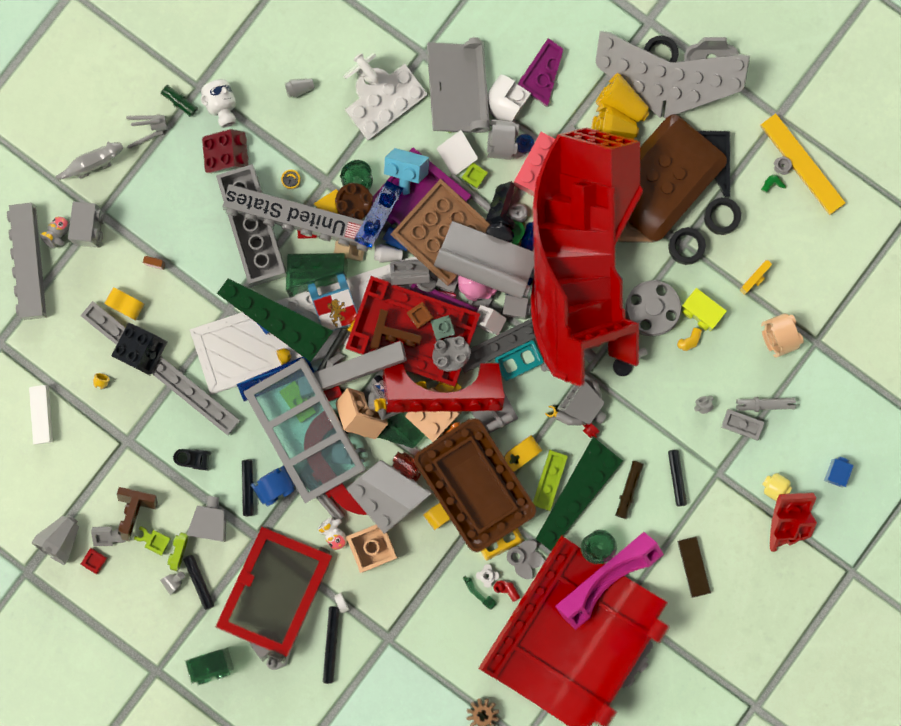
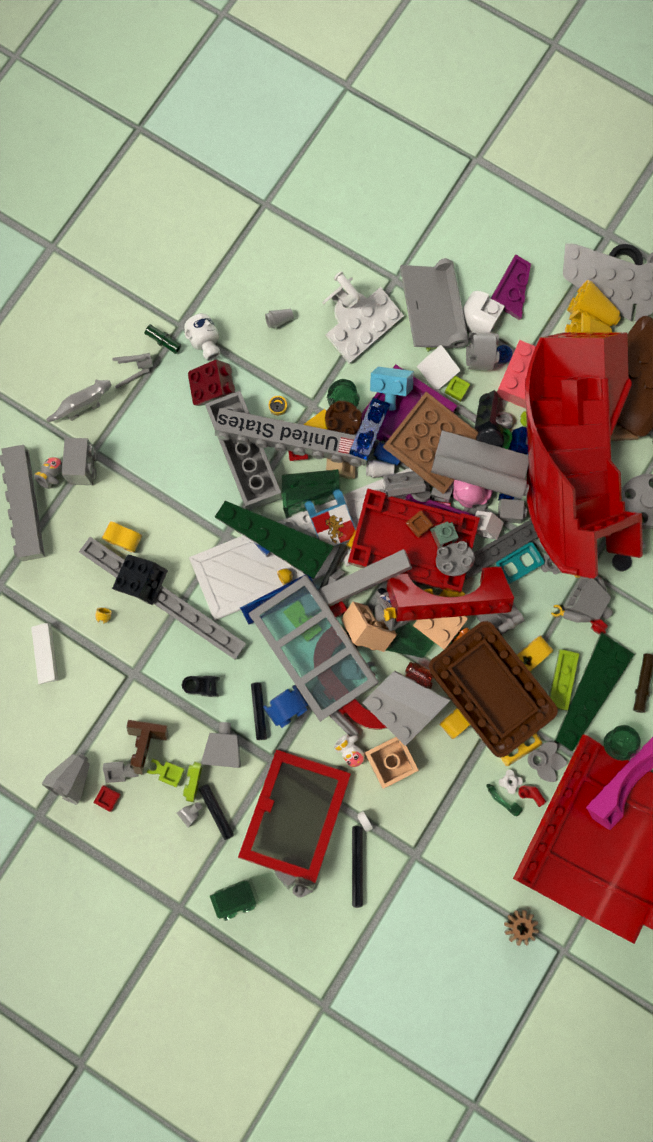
camera: 10 degrees left, 5 degrees down
(154, 262) = (149, 494): dark orange tile -> none
(392, 334) = (394, 544): reddish brown bracket -> none

